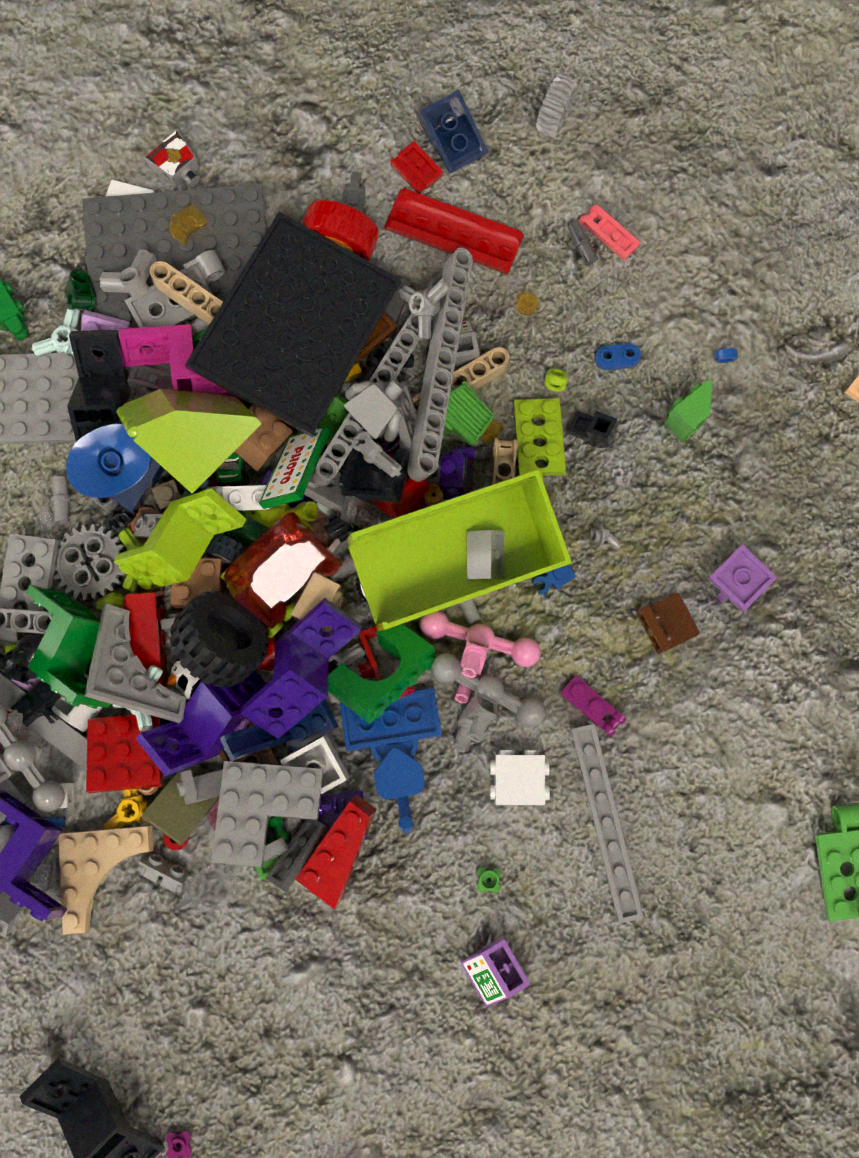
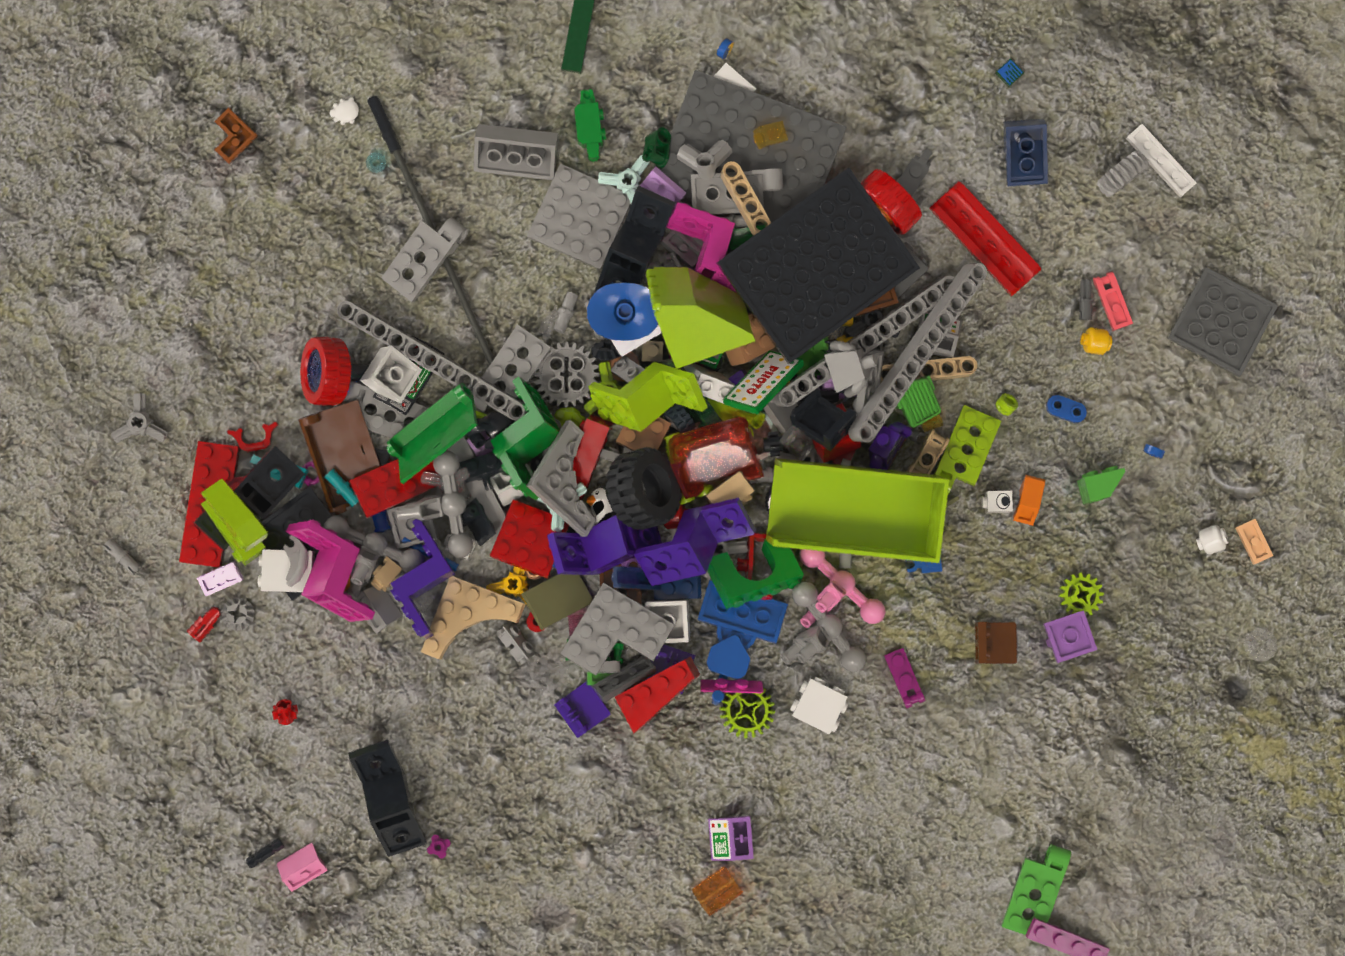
camera: 25 degrees right, 5 degrees up
(53, 758) = (477, 521): none -> black hinge
(106, 169) = (725, 48): none -> blue tile
(174, 161) = (784, 68): torso -> none
(199, 787) = (576, 593): light grey bracket -> none
(268, 910) = (582, 709): none -> dark purple hinge
(374, 454) = (830, 401): light grey connector -> none
(399, 68) = (1009, 72): none -> tile
(416, 167) = (981, 169): red plate -> none
(423, 801) = (731, 686): none -> dark pink piece
(425, 305) = (928, 298): light grey bush -> none
(429, 500) = (862, 457): light orange plate -> none
(464, 833) = (756, 725): none -> lime gear
(485, 554) = (878, 521): light grey panel -> none
(494, 885) = (757, 763): bright green plate -> none
(508, 1038) = (717, 891): none -> clear orange panel
(527, 304) = (1014, 329): clear yellow plate -> none
(589, 81) = (1161, 160): none -> white plate
(595, 429) = (1016, 461): black brick -> none
(597, 479) = (997, 502): none -> white brick
(599, 535) = (976, 547): light grey plate -> none
(606, 824) = (869, 770): light grey plate -> none
(613, 276) = (1096, 341): none -> yellow head
(629, 462) = (1029, 500): none -> orange slope
(721, 527) = (1077, 586): none -> lime gear
(726, 202) = (1222, 322): none -> dark grey plate
(830, 413) = (1212, 539): none -> white head

